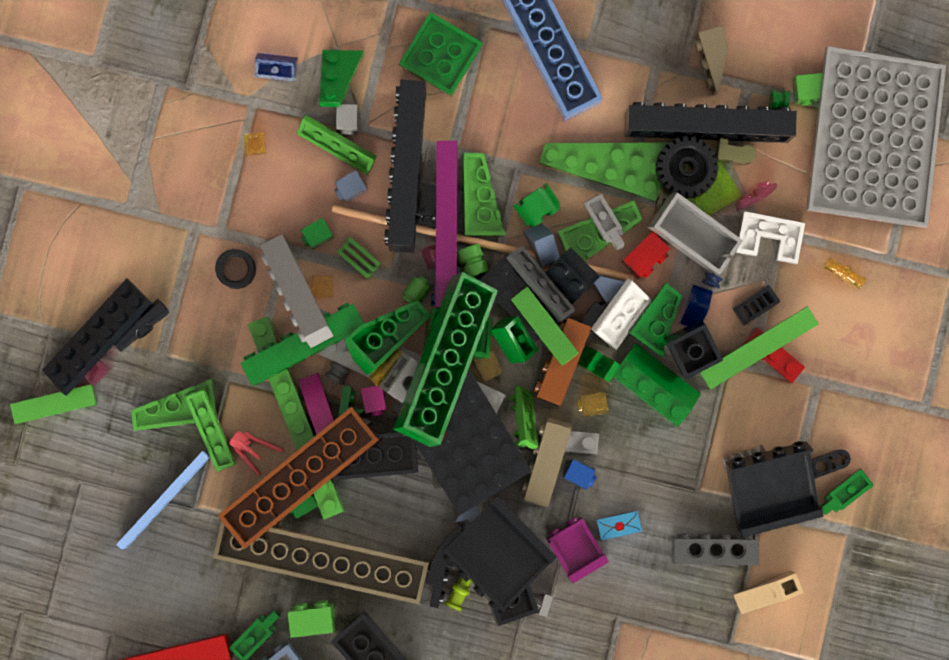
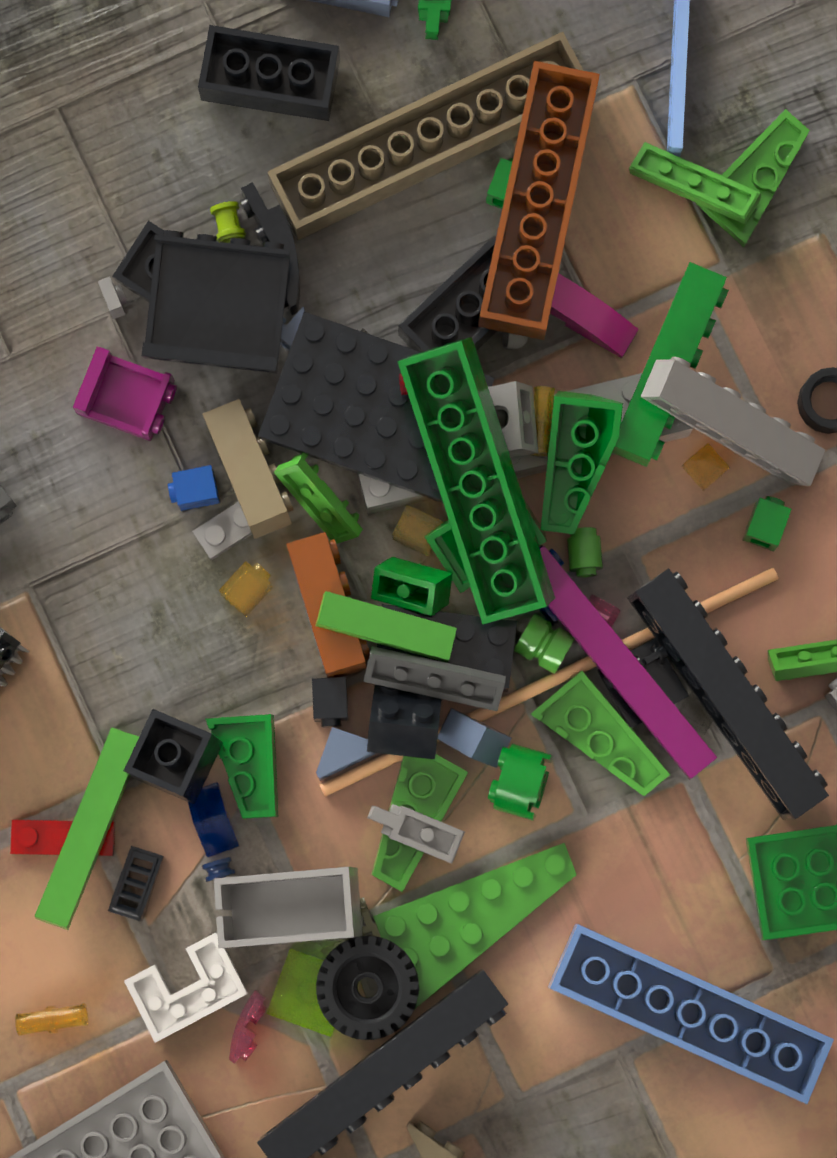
camera: 145 degrees right, 5 degrees down
(241, 443) = (642, 198): coral plant -> none
(295, 414) = (610, 282): bright green brick -> none
(311, 619) = (383, 56): bright green brick -> none
(337, 373) = (596, 370): dark grey wheel -> none
(346, 246) = (690, 524): bright green tile -> none
(348, 397) = (559, 351): green slope -> none
(350, 187) = (776, 616): sand blue brick -> none
(374, 400) = (525, 370): dark pink brick -> none
(598, 364) = (281, 642): green slope -> none
(619, 525) = (95, 466): dark azure tile -> none
(621, 314) = (301, 728): white tile -> none
(645, 255) = (329, 831): red brick -> none
(656, 385) = (185, 676): green slope -> none
(734, 154) = (308, 1067): olive leg -> none

